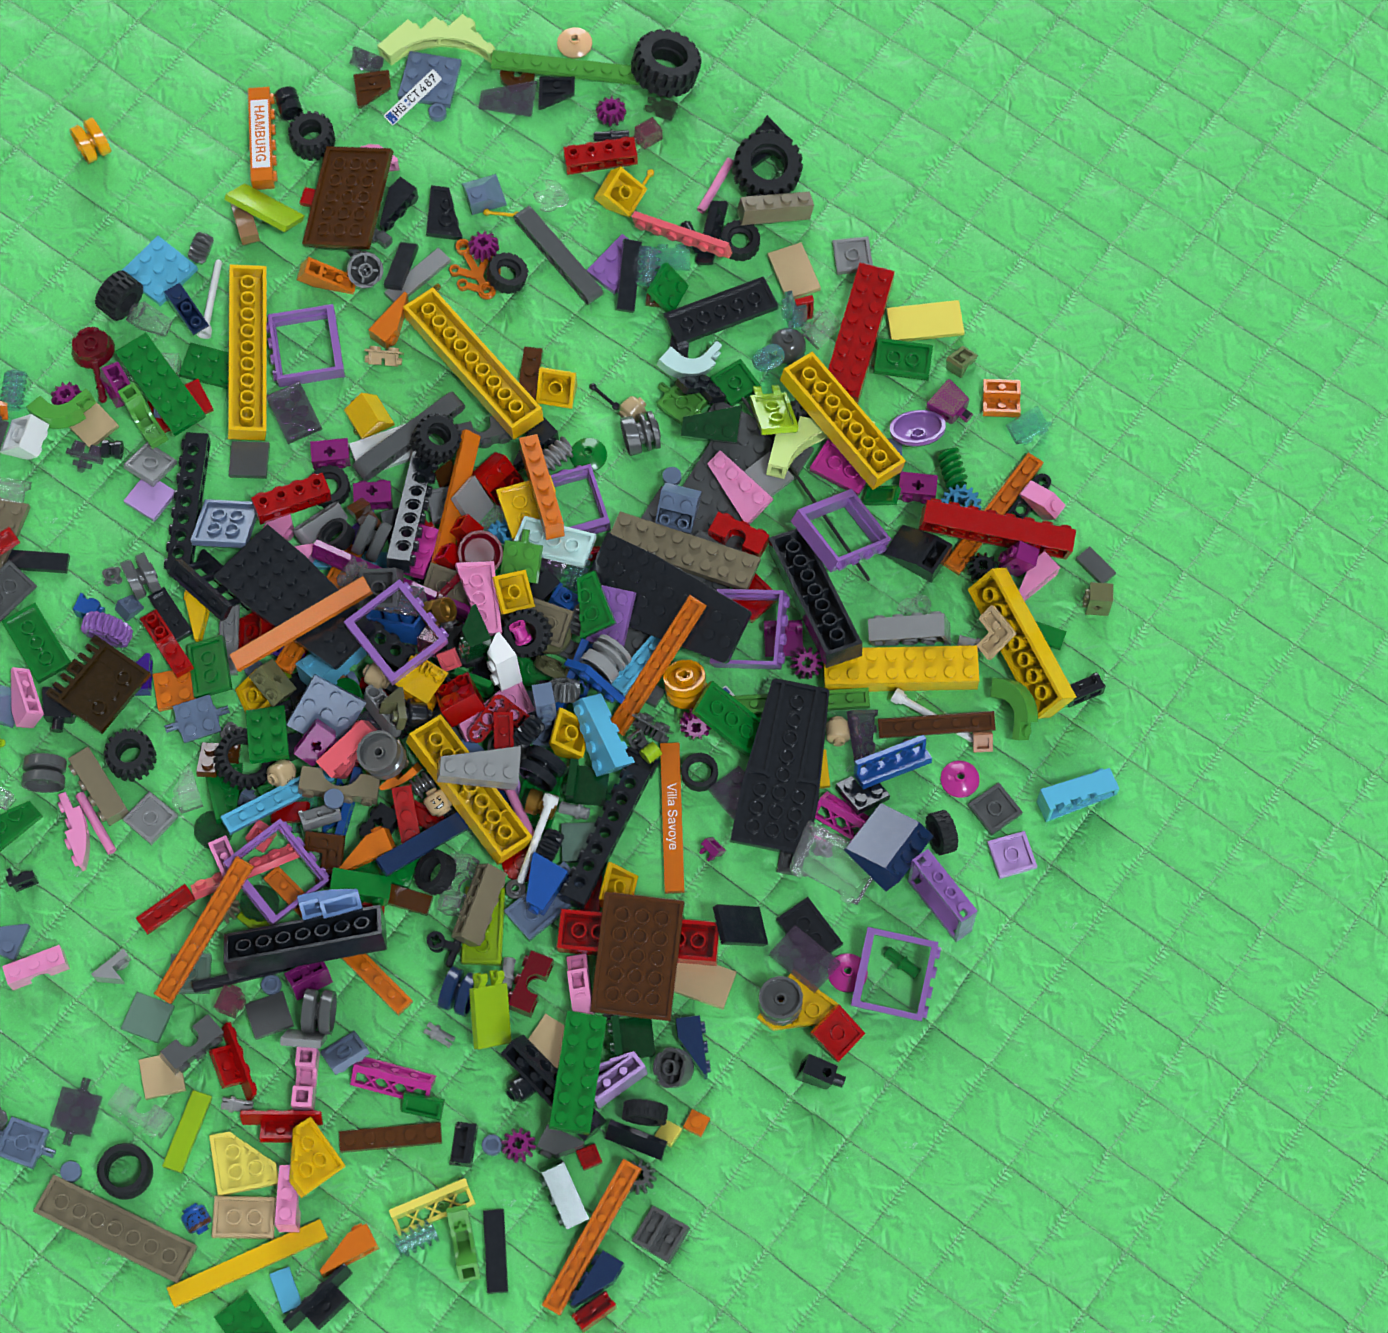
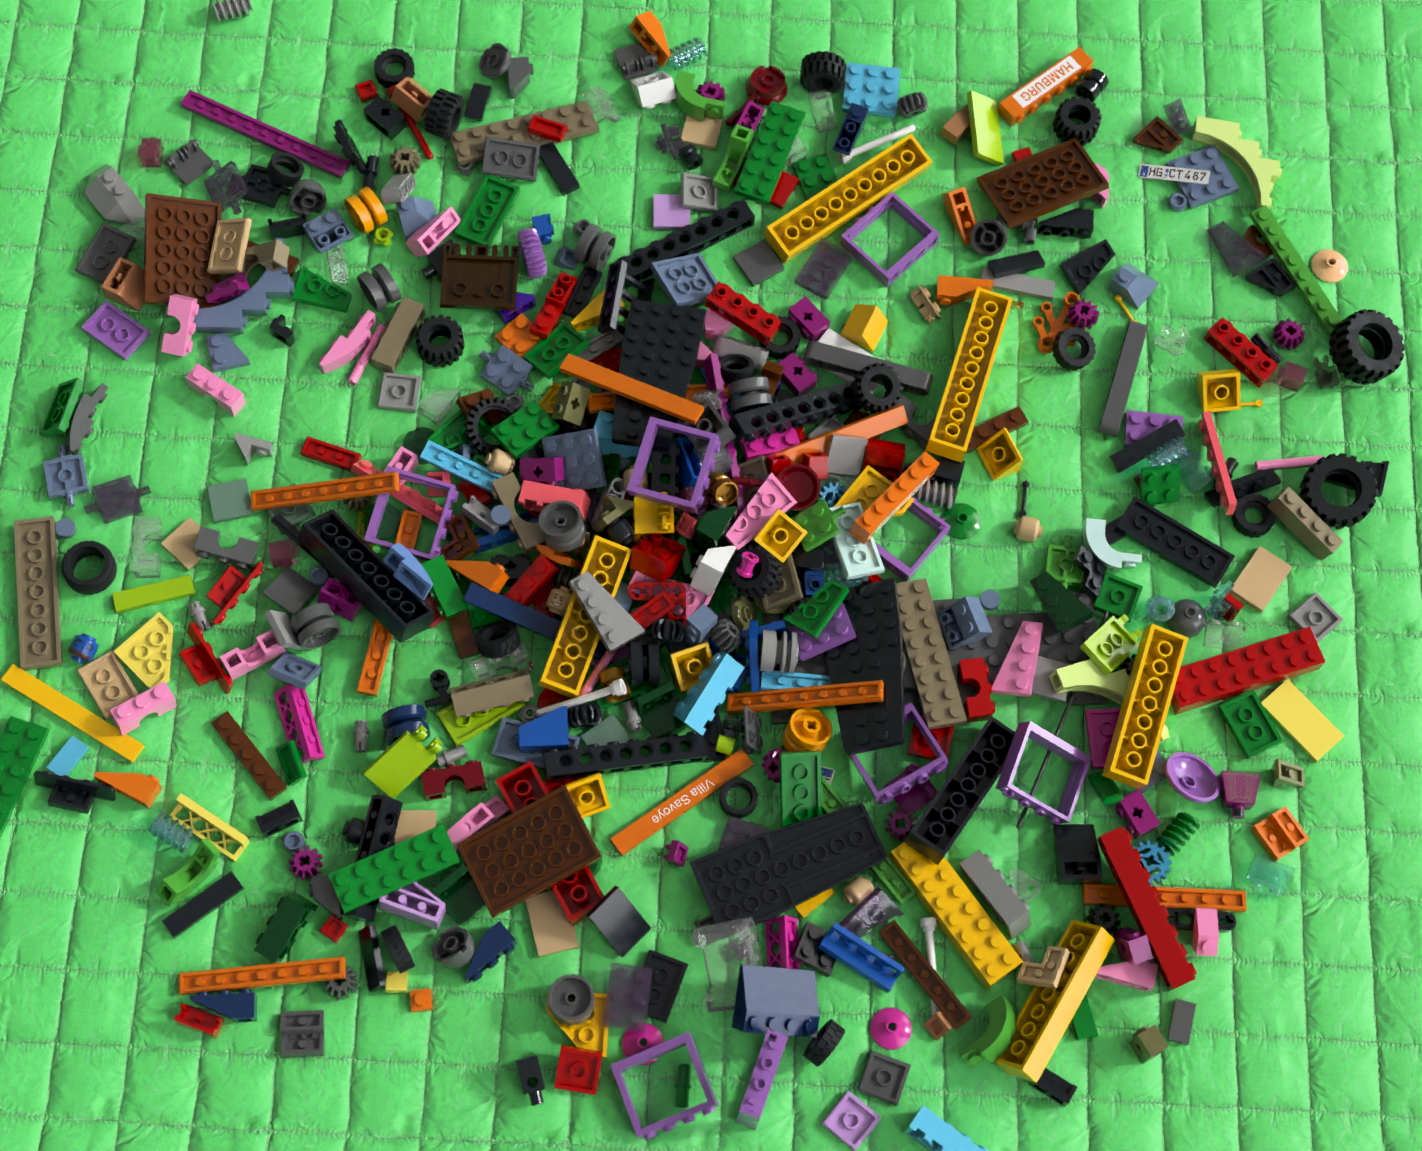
camera: 50 degrees right, 0 degrees up
(311, 1158) = (186, 703): yellow plate -> none
(640, 433) = (1009, 548): dark grey wheel -> none

